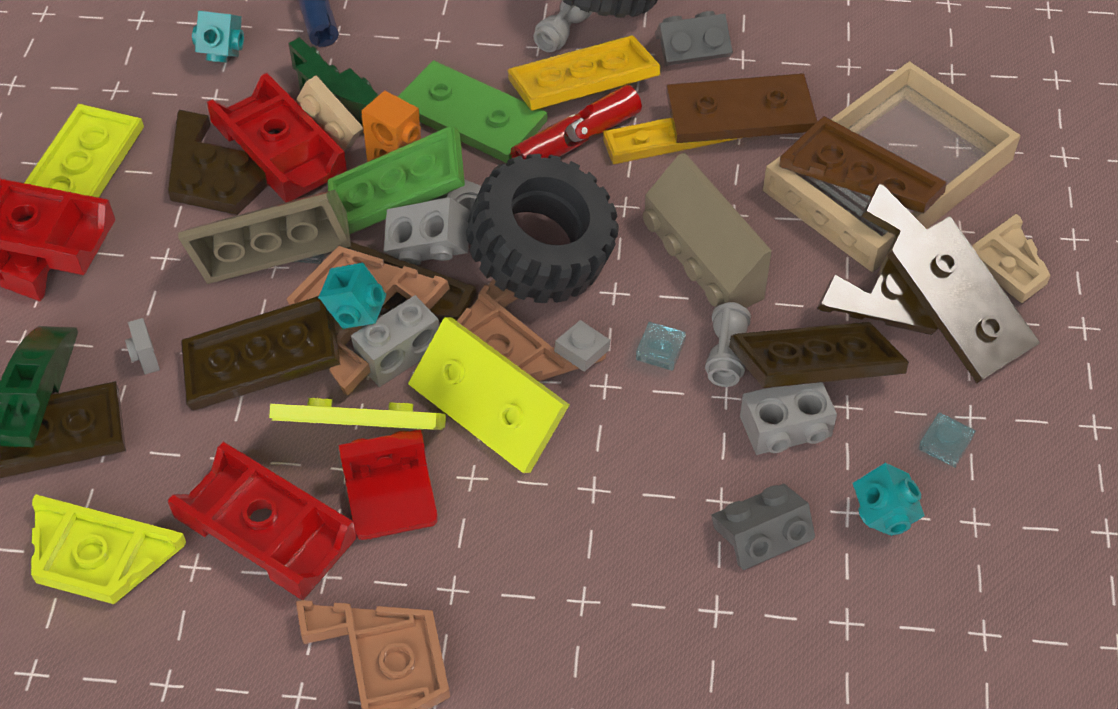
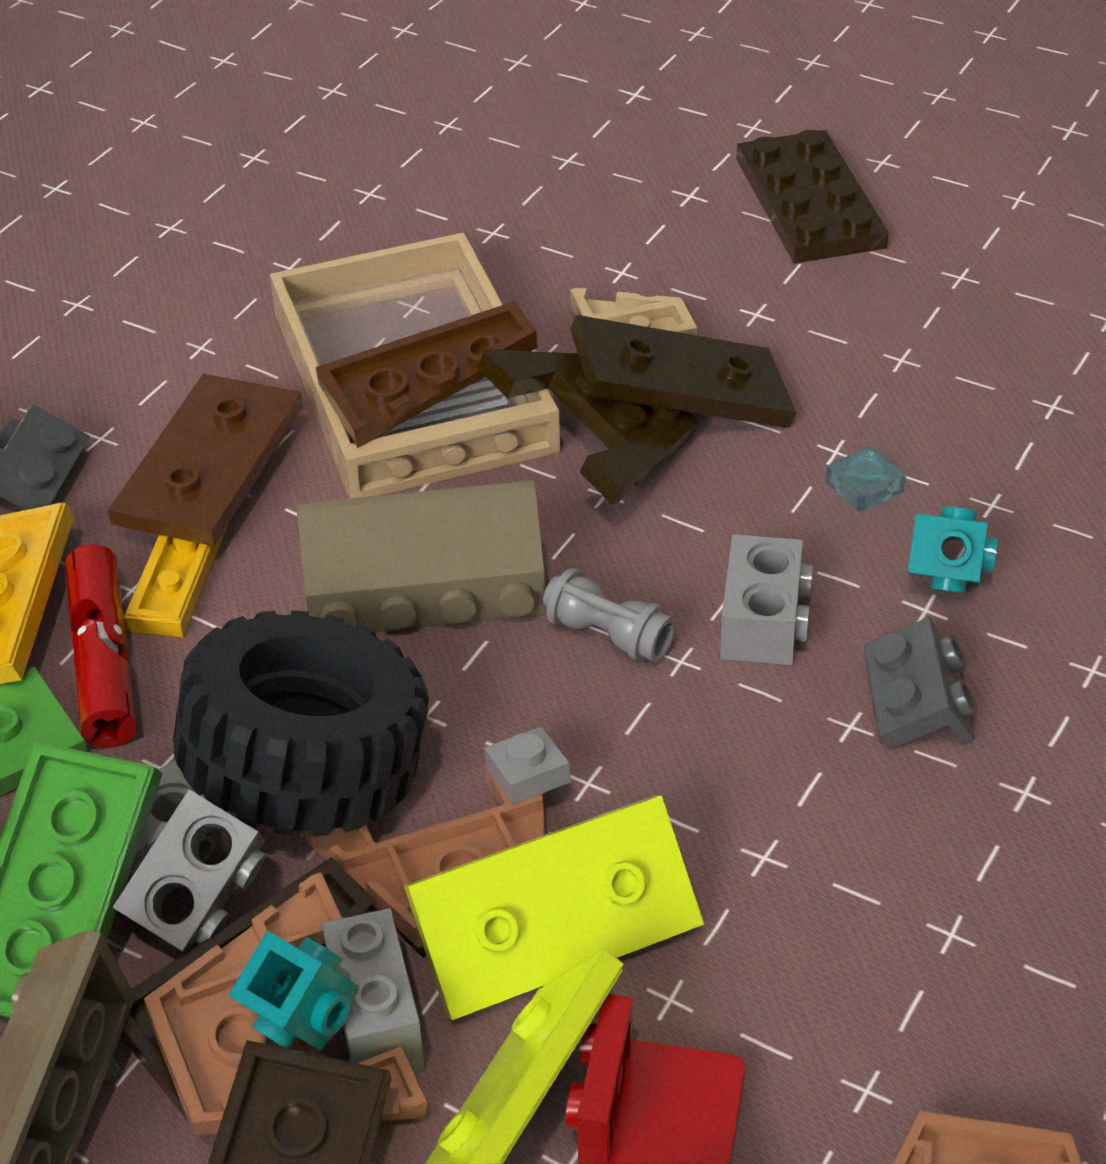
camera: 65 degrees left, 10 degrees down
(660, 346) = (567, 688): clear light blue plate -> none
(817, 354) = (695, 527): dark brown plate -> none

